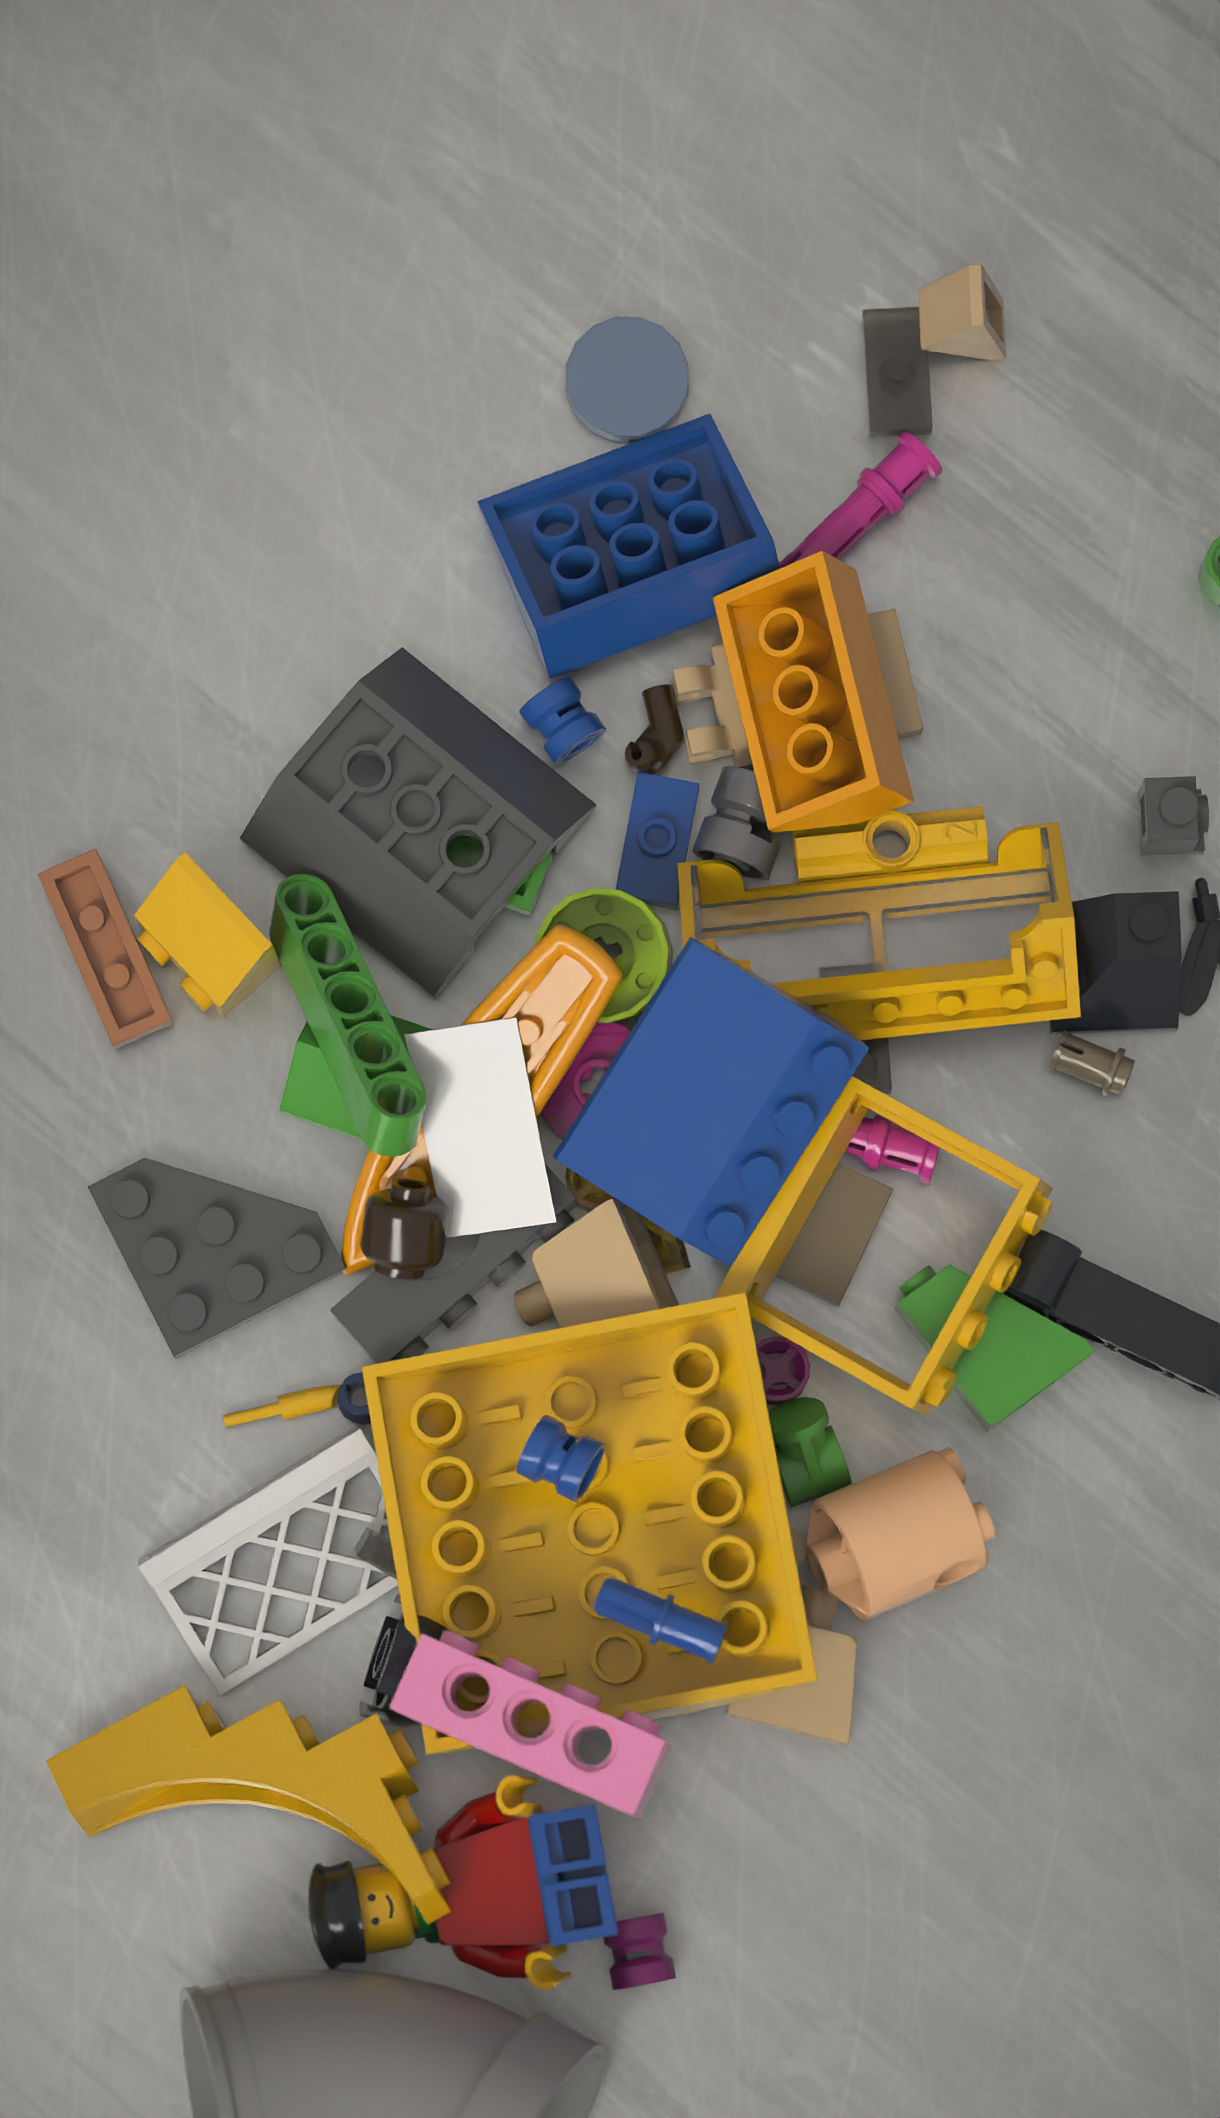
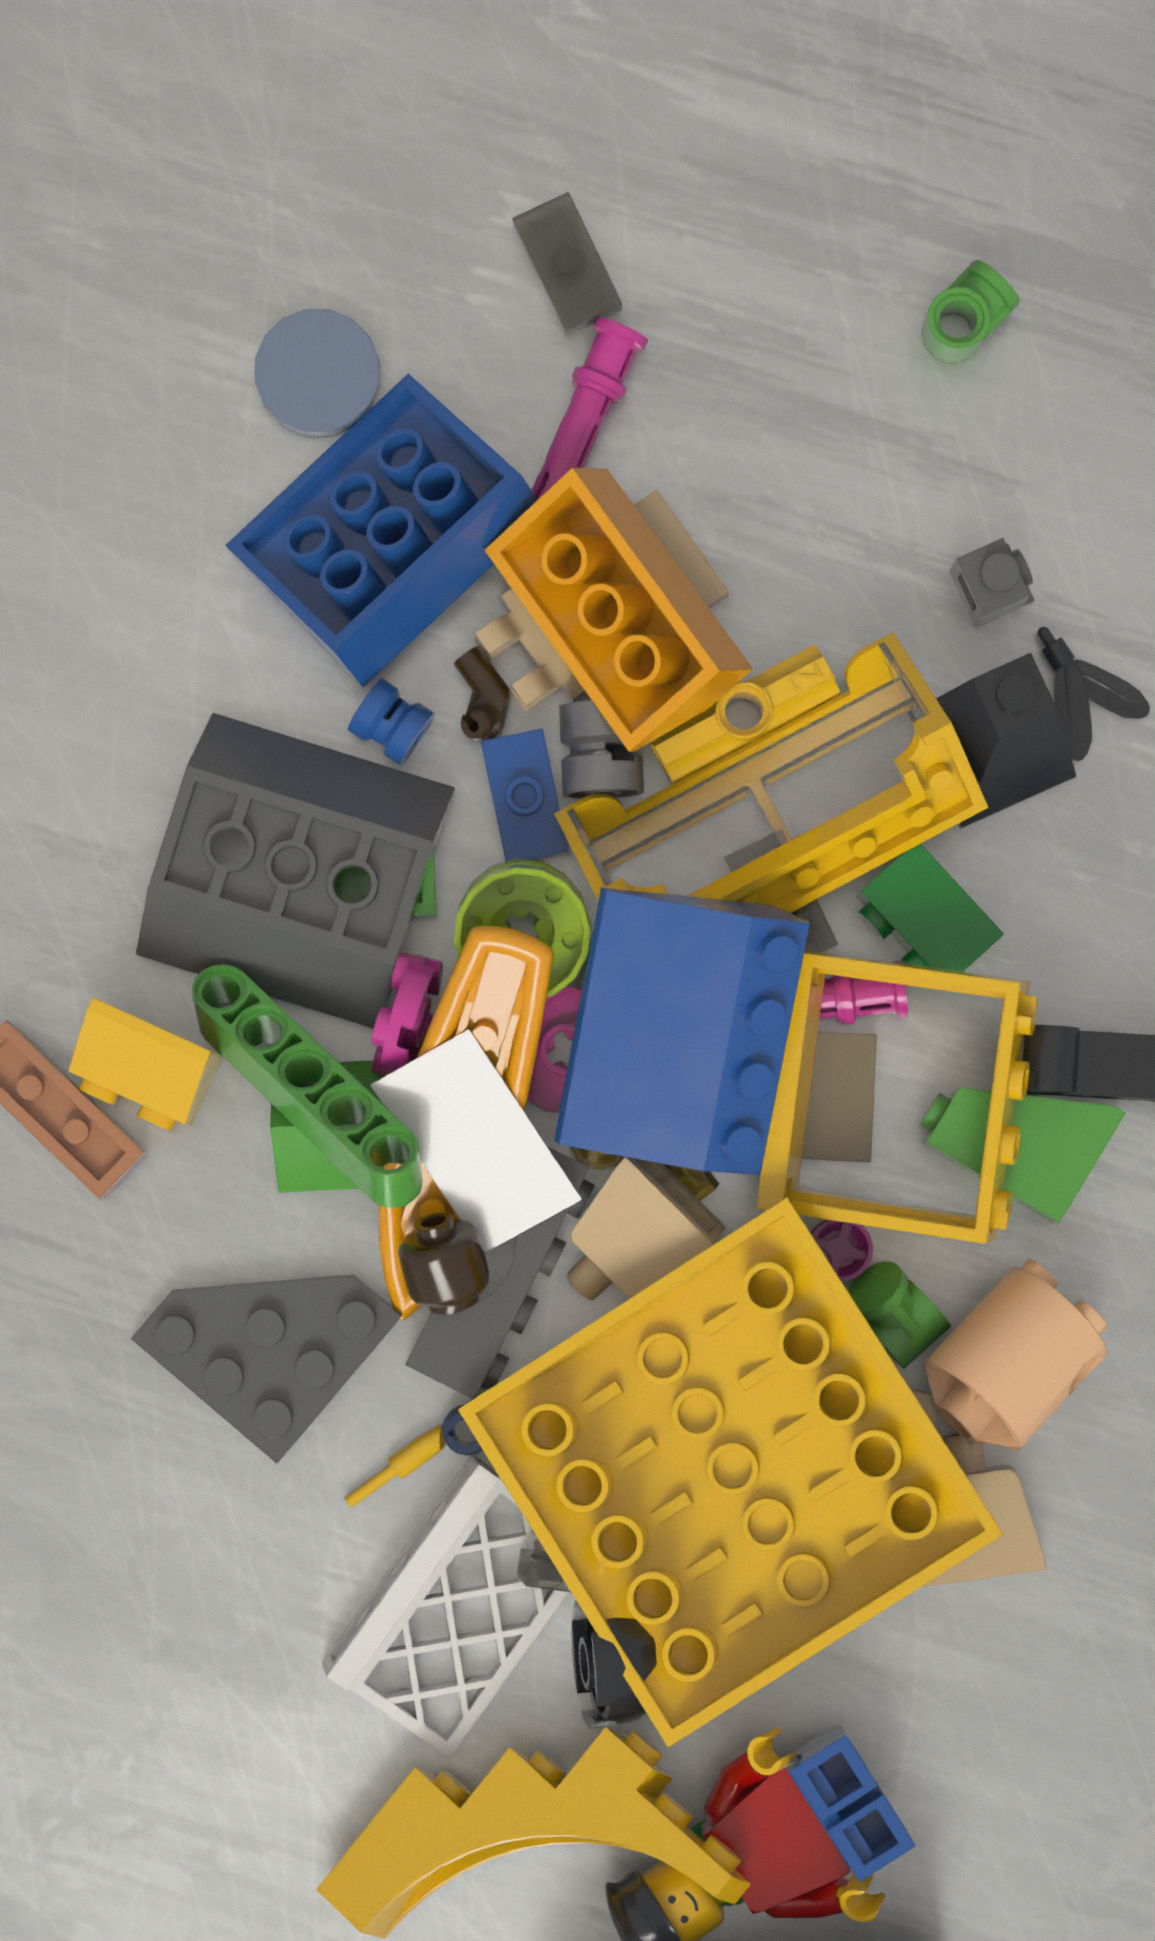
camera: 20 degrees left, 5 degrees up
(430, 1697) = (654, 1701): bright pink brick -> none
(456, 995) = (402, 1029): none -> dark pink plate
(560, 1458) = (681, 1425): blue wheel -> none
(636, 1936) = (936, 1837): magenta wheel -> none
(660, 1619) = (835, 1538): blue axle -> none
(963, 315) = (607, 186): tan slope -> none
(986, 1093) = (927, 913): none -> green brick
(1092, 1063) = (1012, 842): dark tan pin -> none

